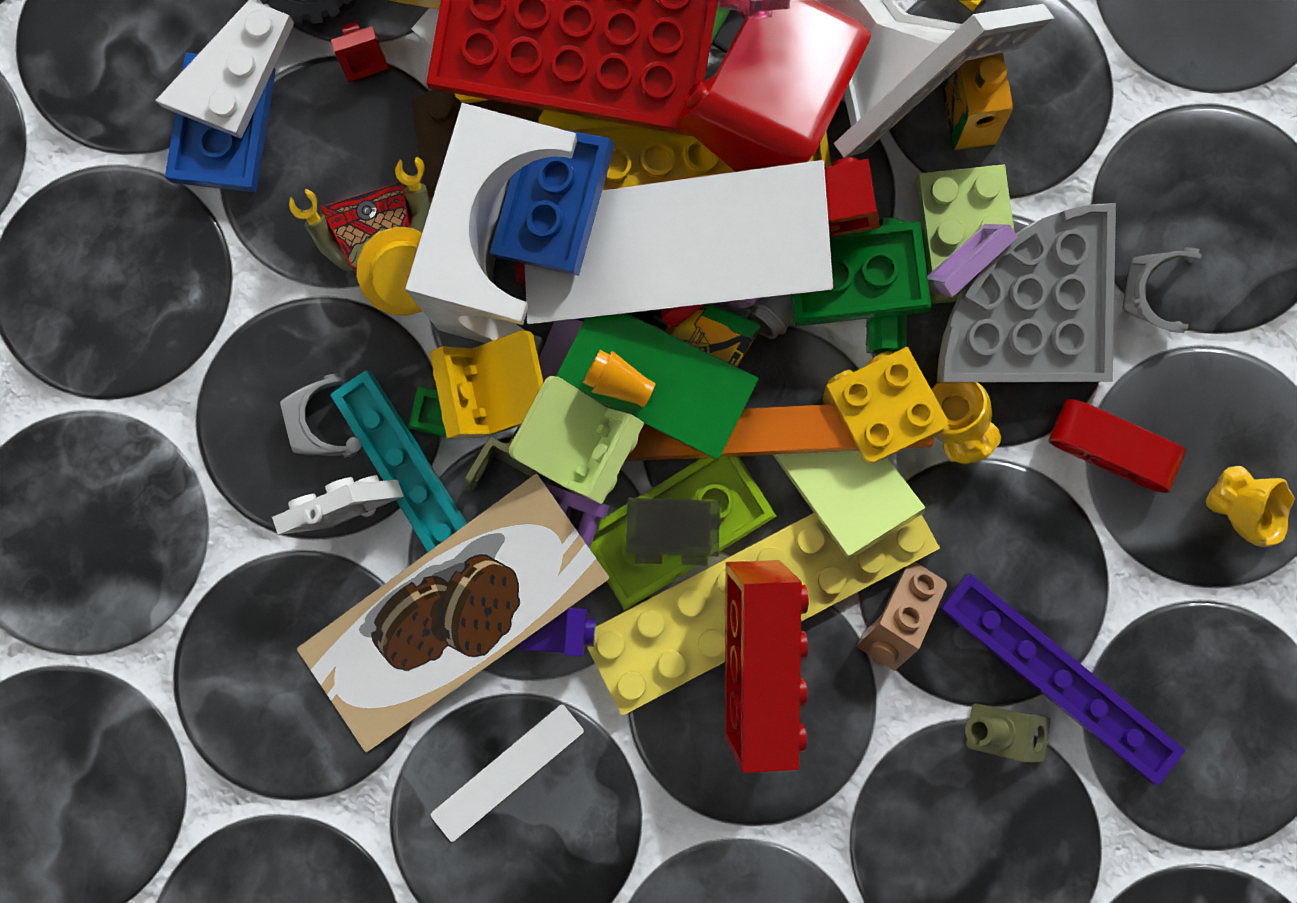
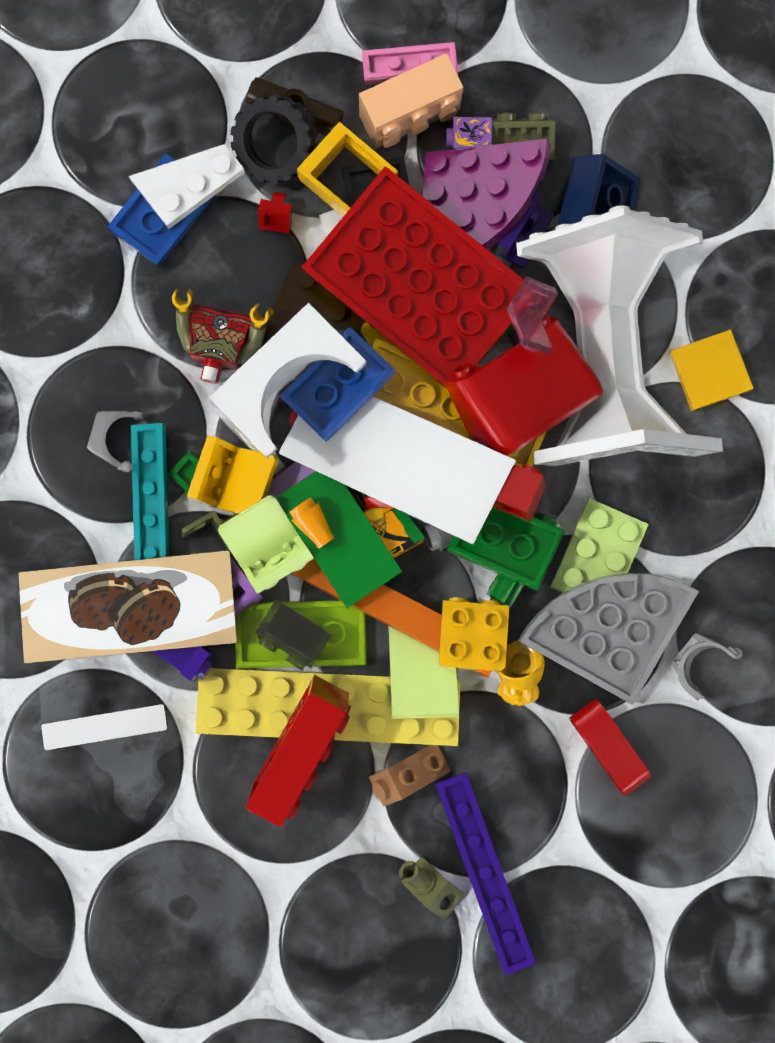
camera: 30 degrees right, 0 degrees up
(340, 503) = (96, 498): white plate -> none
(385, 270) = (213, 367): yellow piece -> none
(970, 259) = (582, 573): lavender tile -> none
(974, 93) = (651, 472): light orange torso -> none
(1253, 506) = (673, 837): yellow hair -> none

